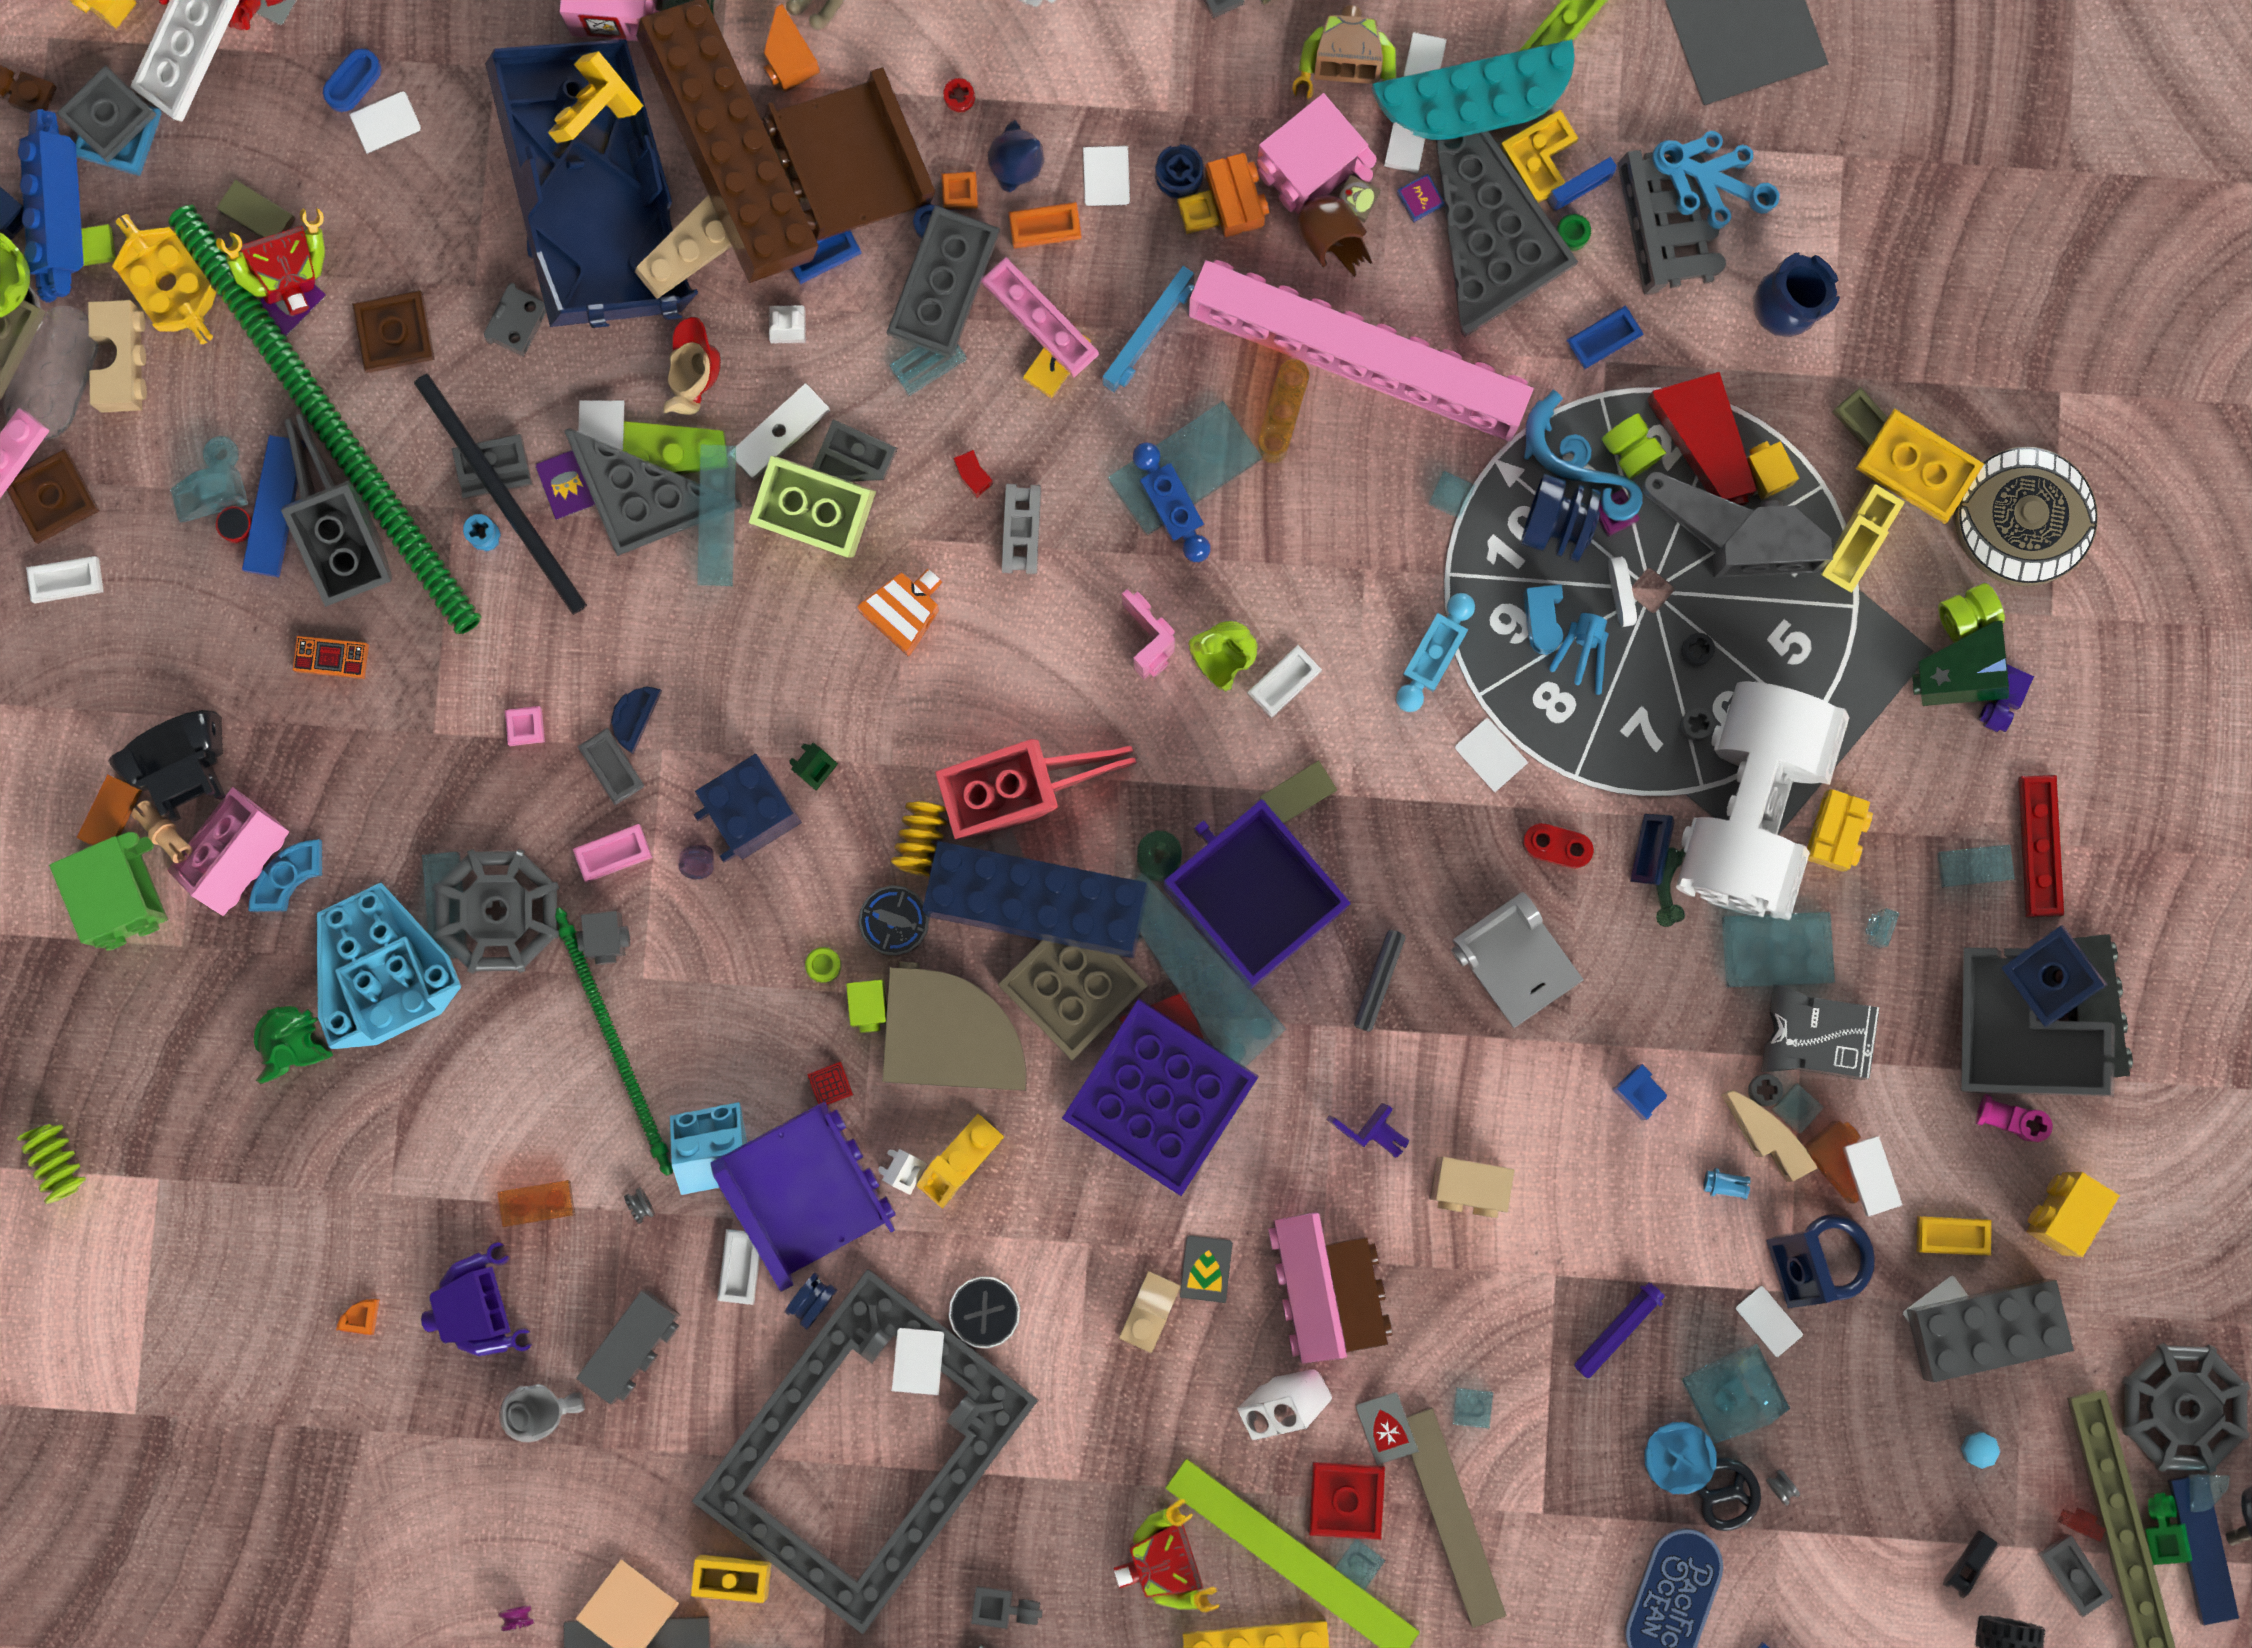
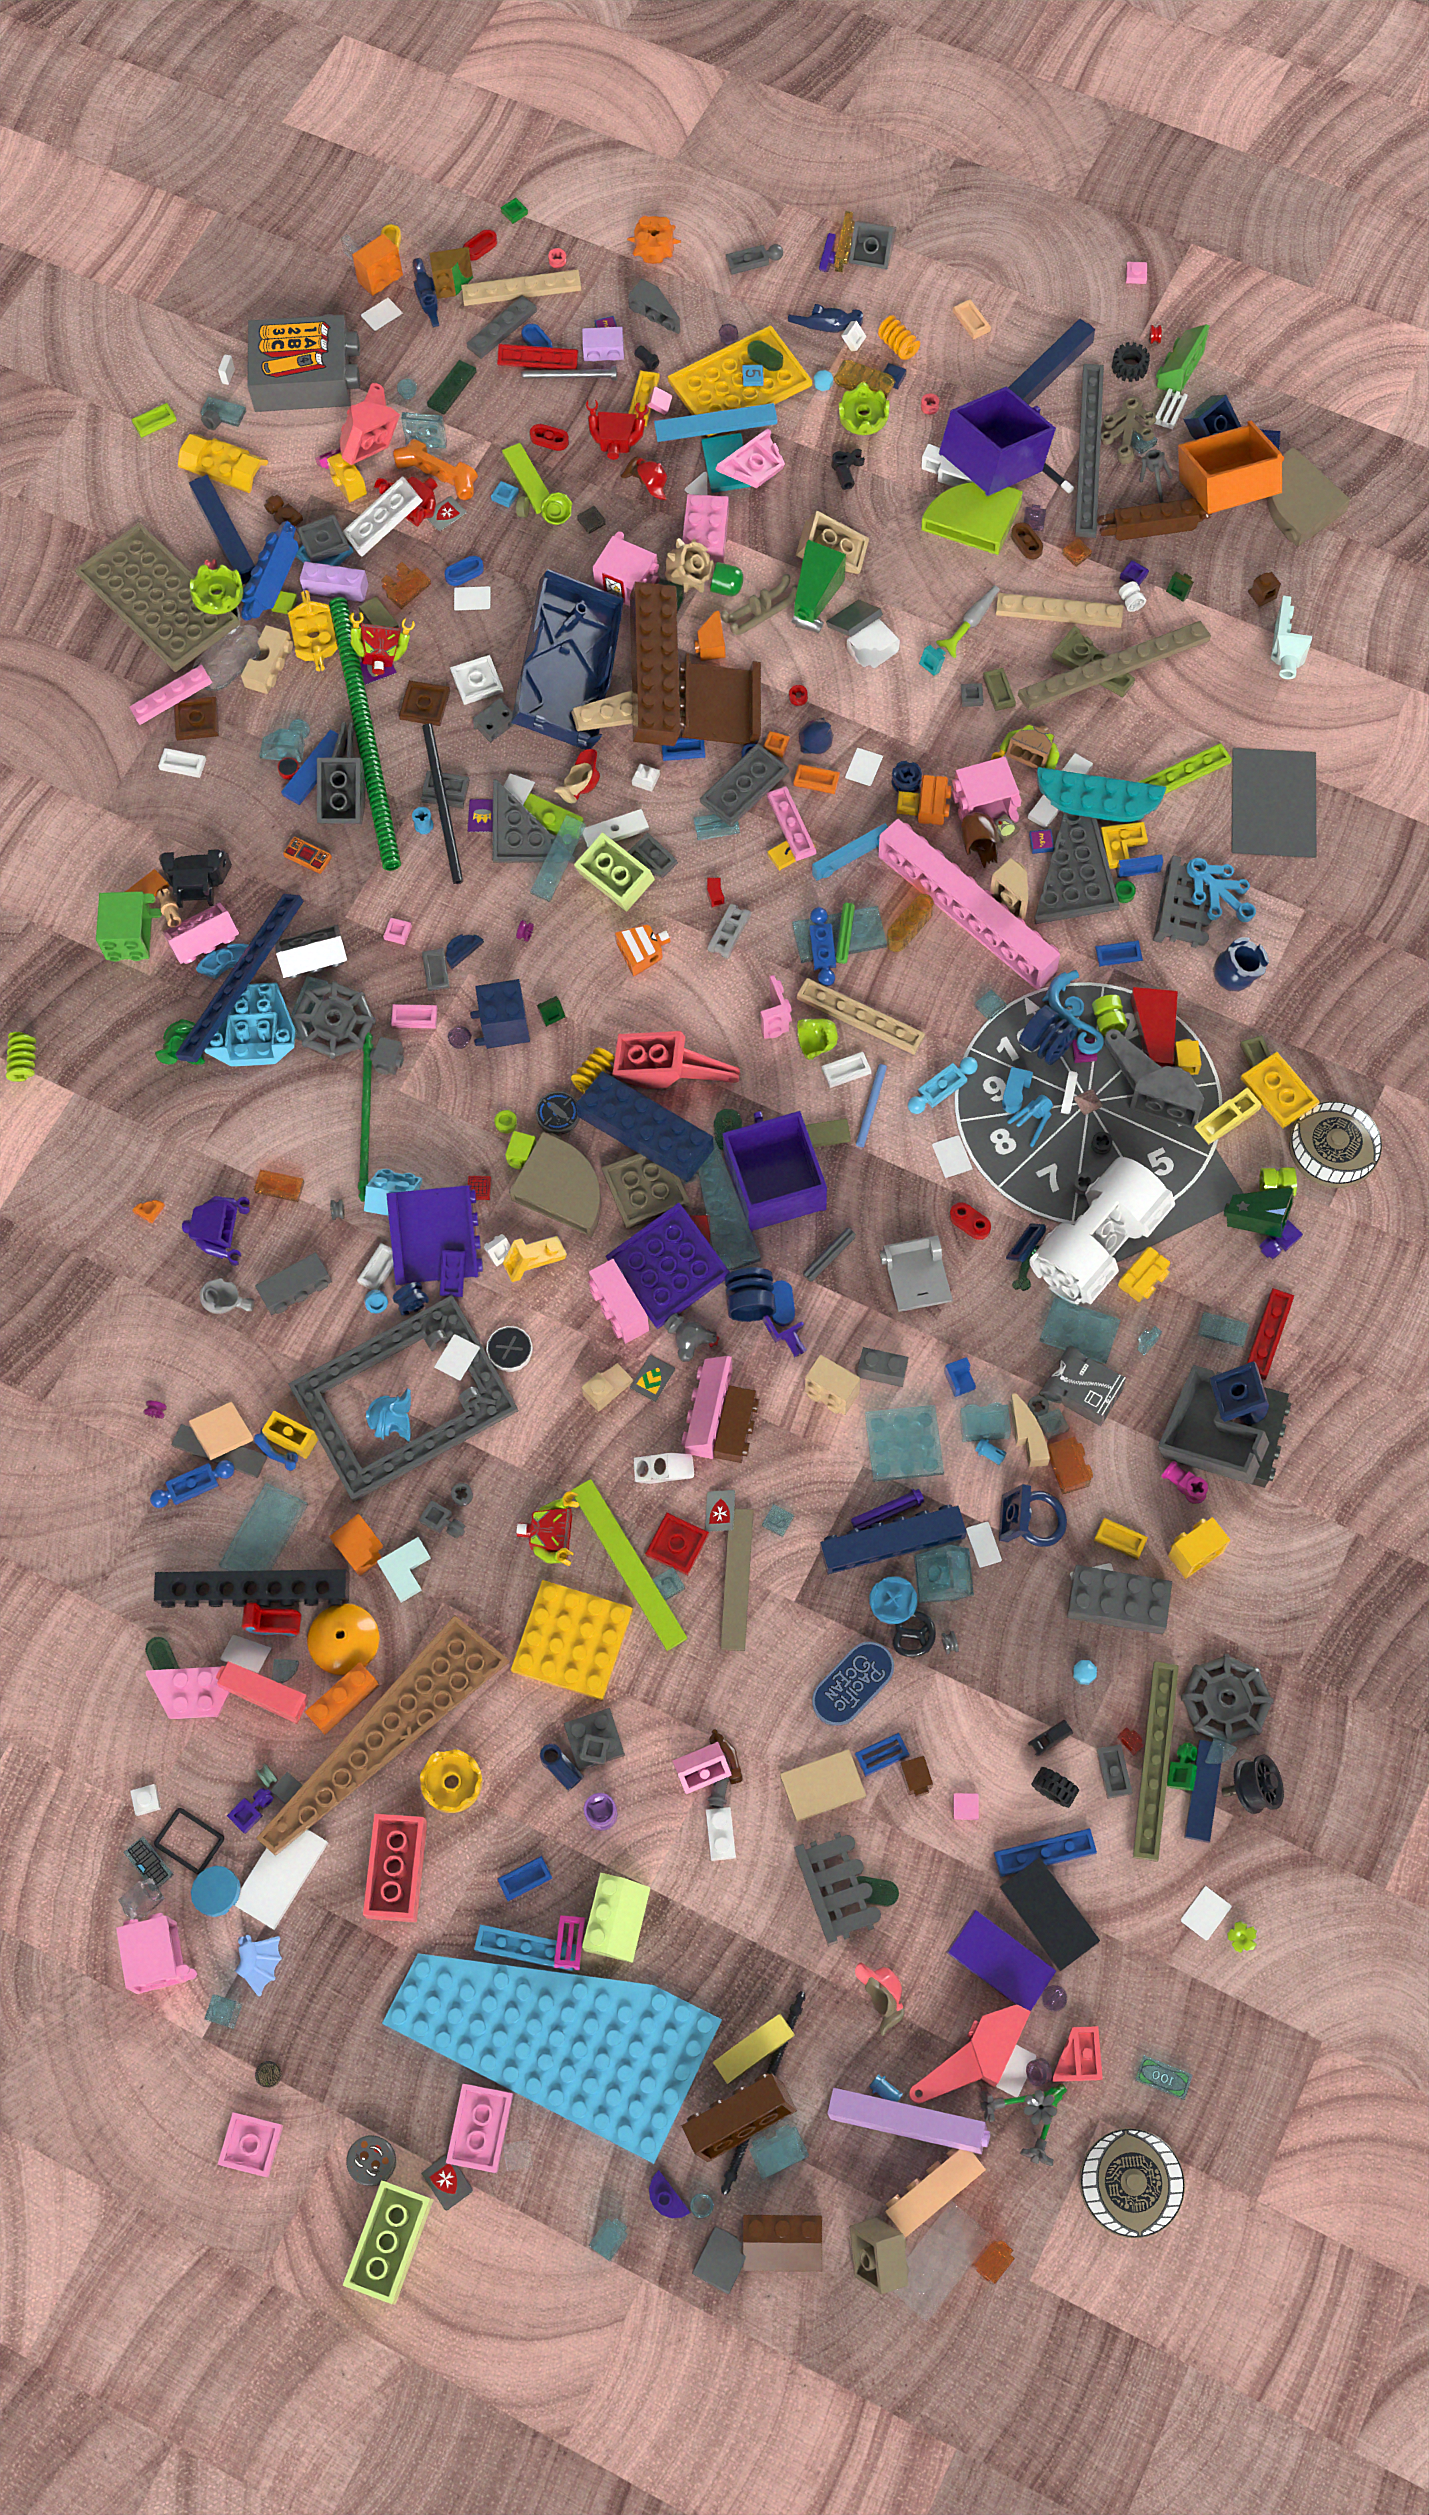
camera: 25 degrees right, 15 degrees down
(158, 182) = (334, 581): none -> lavender brick
(278, 146) = (409, 586): none -> clear orange plate
(327, 909) = (239, 978): none -> dark blue plate
(409, 813) = (311, 951): none -> slope
(456, 260) = (476, 679): none -> white tile
(603, 89) = (599, 611): yellow bracket -> none
(716, 651) = (524, 930): none -> magenta bush
(716, 1609) = (289, 1459): none -> blue piece
(760, 1322) = (376, 1301): none -> dark azure tile
(853, 1236) = (452, 1273): none -> dark purple plate
(864, 1497) = (389, 1415): none -> dark azure helmet
(1022, 1550) = (460, 1486): none -> dark grey bush
(1113, 1185) = (618, 1301): none -> bright pink brick
(1195, 467) = (845, 933): none -> bright green axle
(1235, 1190) = (689, 1336): none -> dark grey animal
(1272, 590) = (860, 1016): none -> tan plate
(1298, 1095) = (750, 1294): none -> dark blue wheel
(1343, 1082) = (784, 1303): none -> blue tile
(1344, 723) = (871, 1105): none -> medium blue bar
(1423, 311) = (1011, 887): none -> tan slope
(1528, 1124) = (882, 1367): none -> dark grey brick
(1602, 1223) = (904, 1443): none -> clear light blue plate
(1645, 1372) = (892, 1539): none -> dark blue brick
(1703, 1146) = (985, 1422): none -> clear light blue brick
(1872, 1176) = (1081, 1474): white tile -> none

